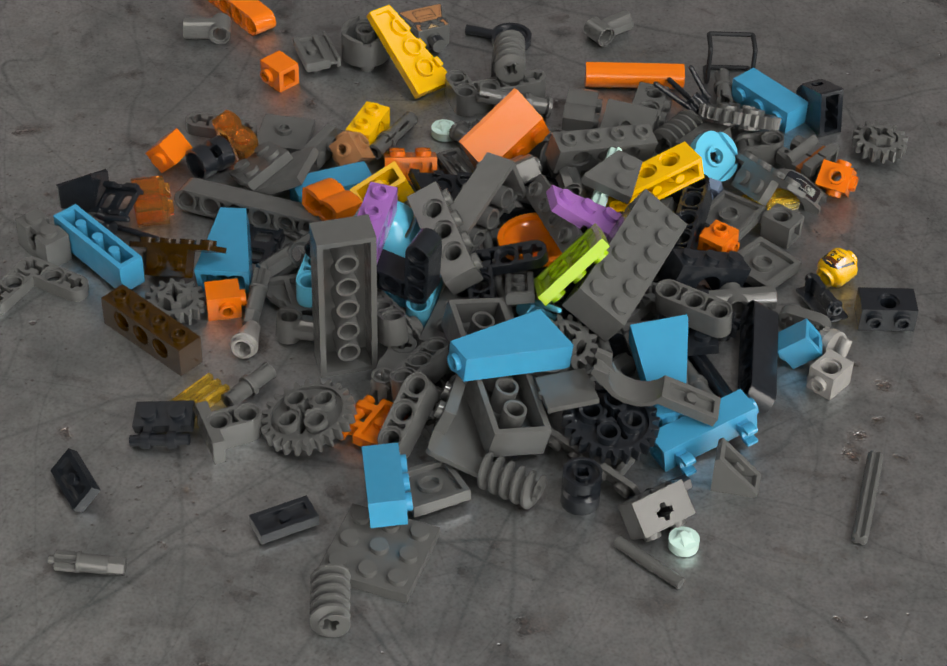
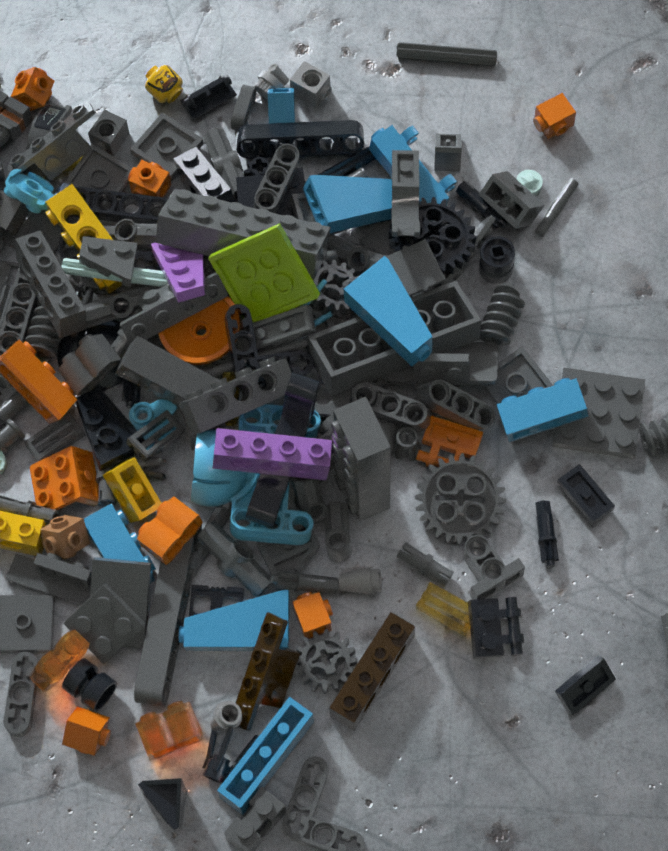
camera: 95 degrees left, 25 degrees up
(120, 192) = (196, 763): black piece -> none
(143, 223) = (226, 715): none -> light grey cone
(251, 482) = (546, 533): none -> black piece
(769, 573) = (554, 116): none -> orange brick
(886, 309) = (215, 57): black brick -> none

